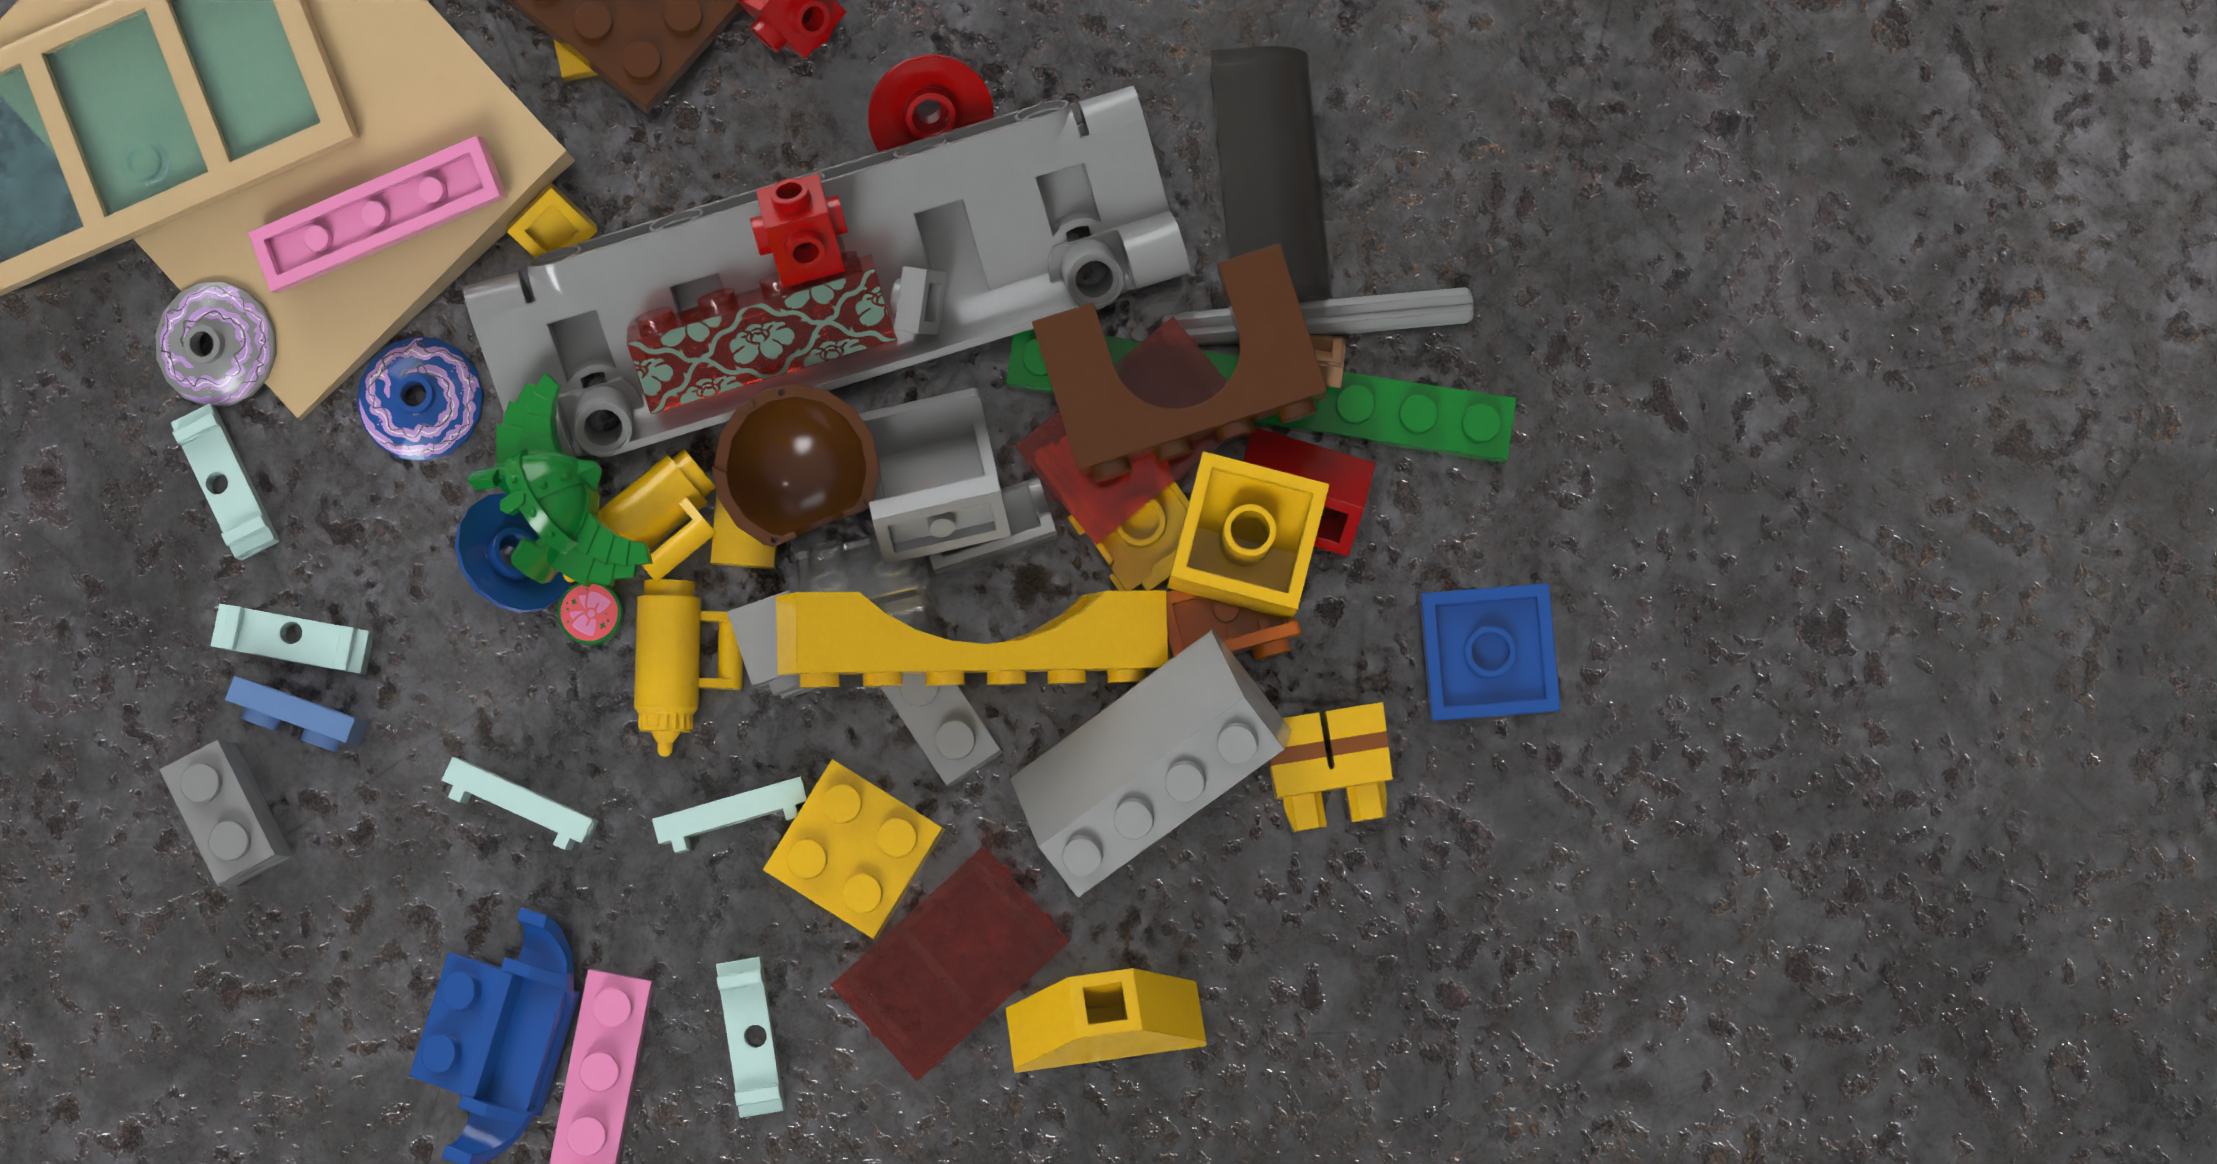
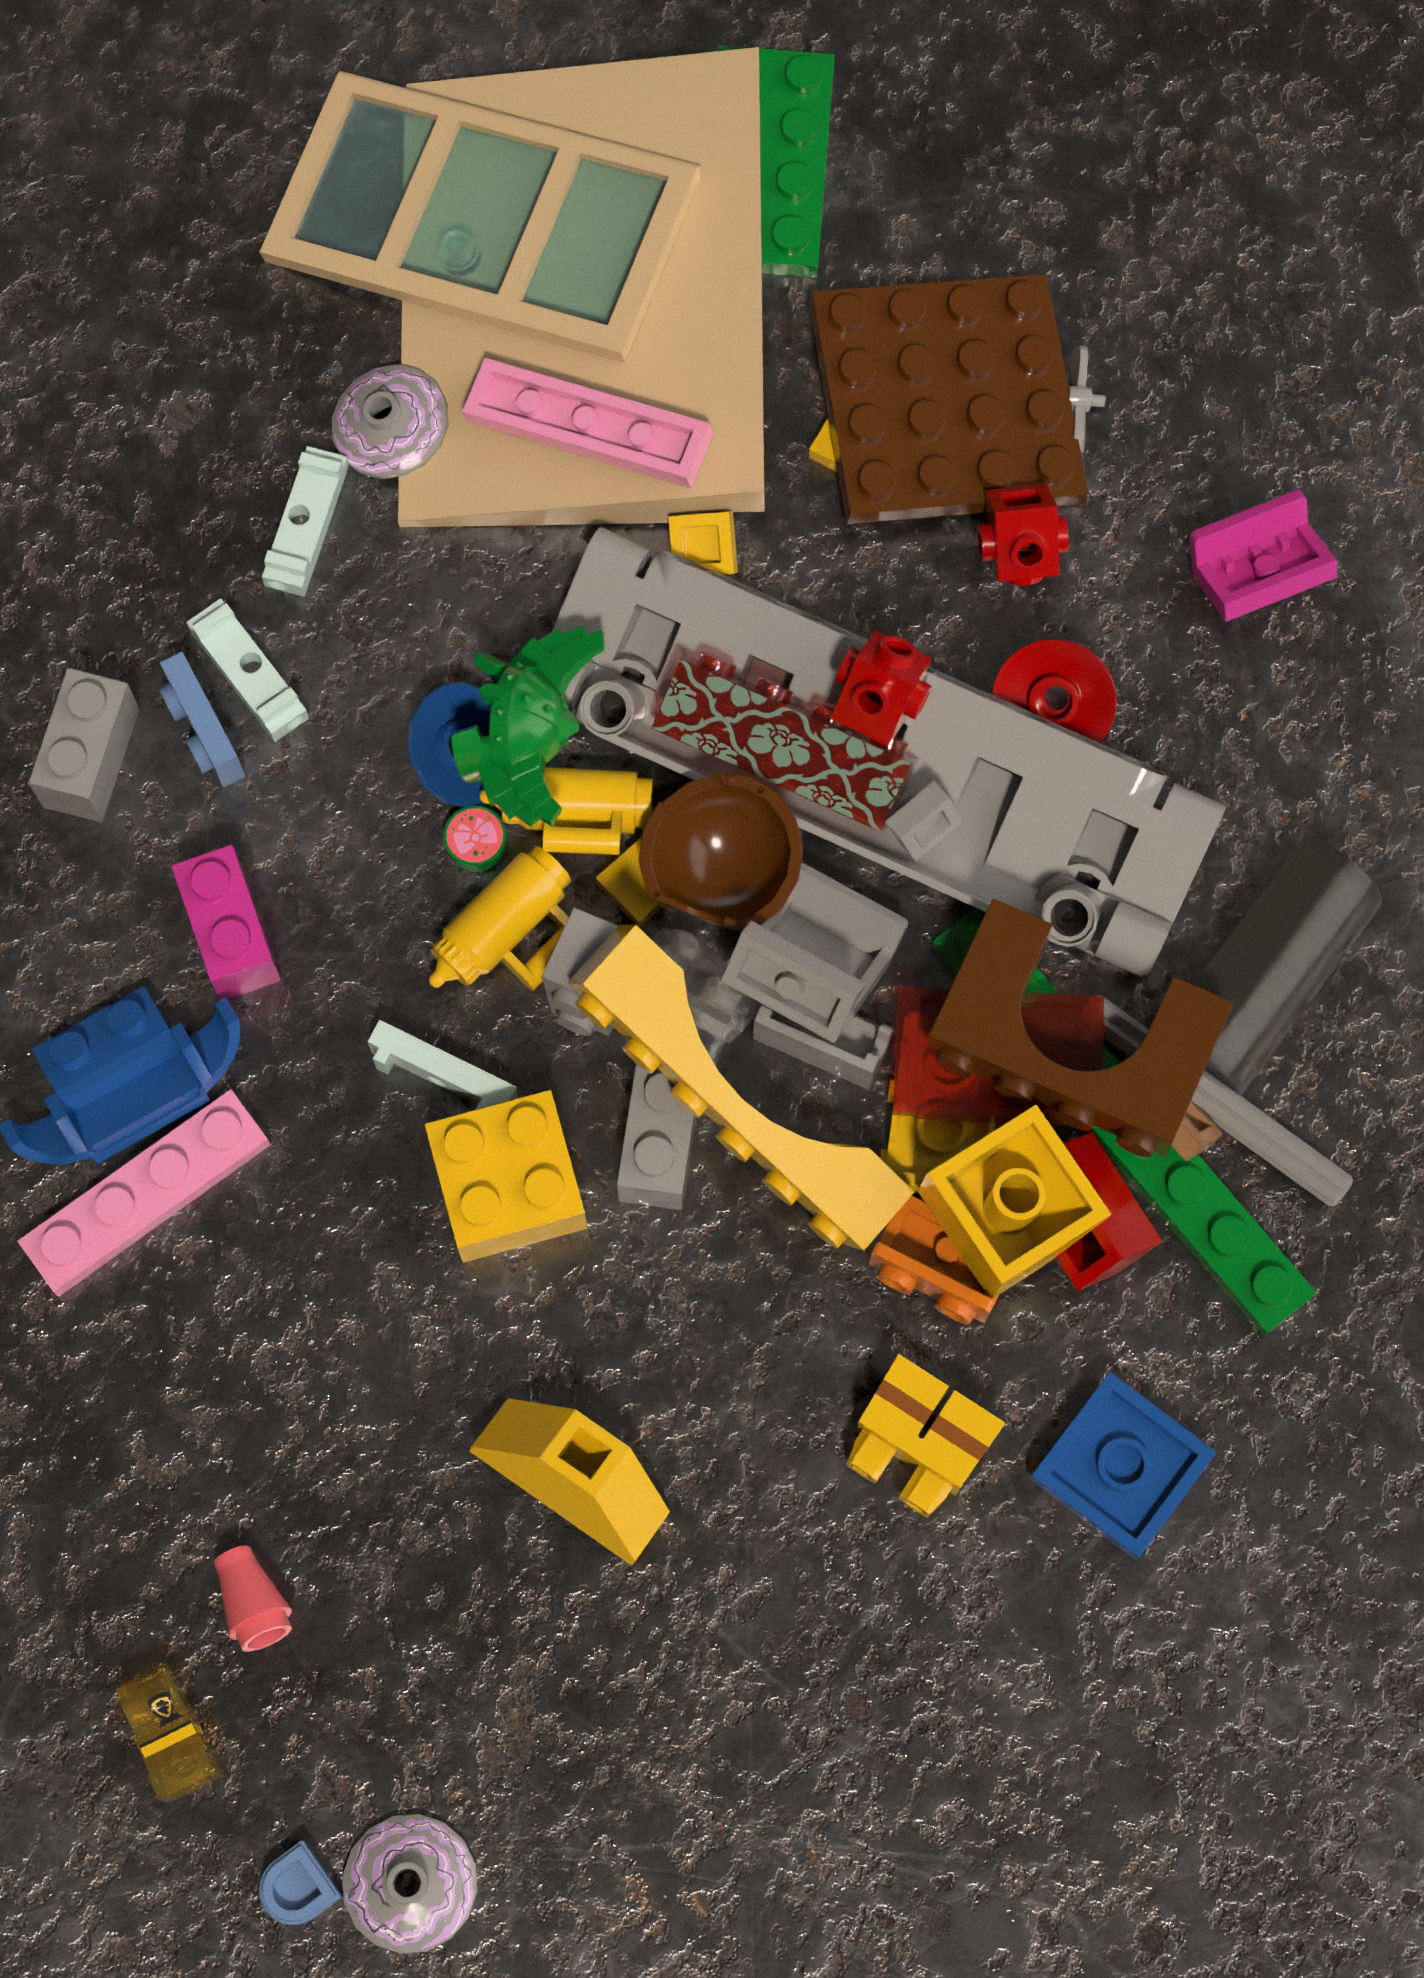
camera: 40 degrees right, 10 degrees down
(441, 420) = (501, 609): dish -> none
(466, 850) = (226, 923): none -> dark pink brick
(474, 780) = (316, 972): light aqua piece -> none
(753, 1067) = (317, 1221): light aqua piece -> none
(950, 963) = (498, 1328): clear red piece -> none
(1148, 762) = (784, 1303): light grey slope -> none

